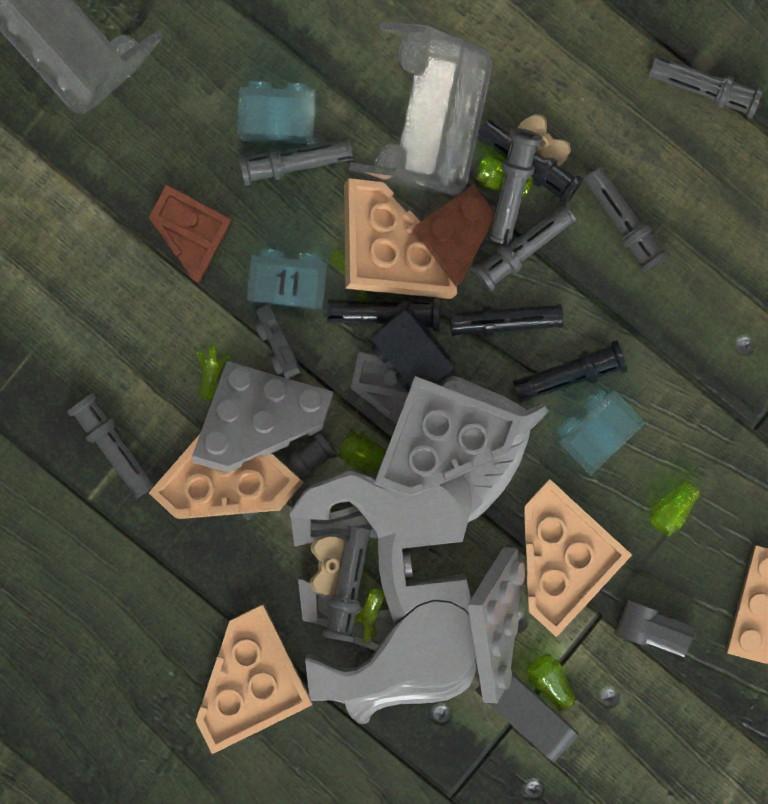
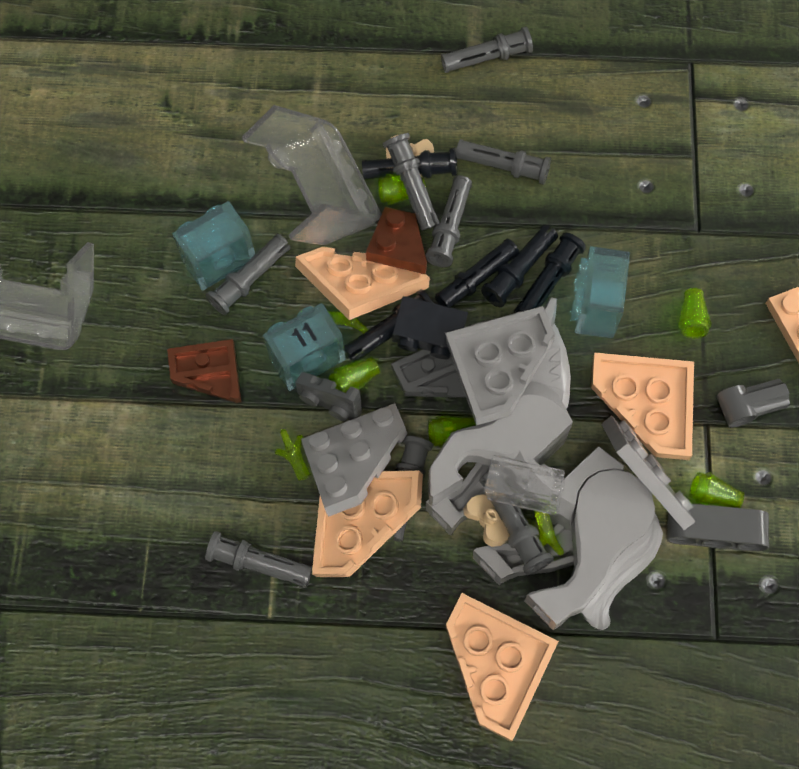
camera: 30 degrees left, 20 degrees down
(315, 337) = (354, 374): none -> clear neon green cone
(371, 570) = (525, 485): none -> clear hinge
(536, 344) = (511, 275): none -> black pin

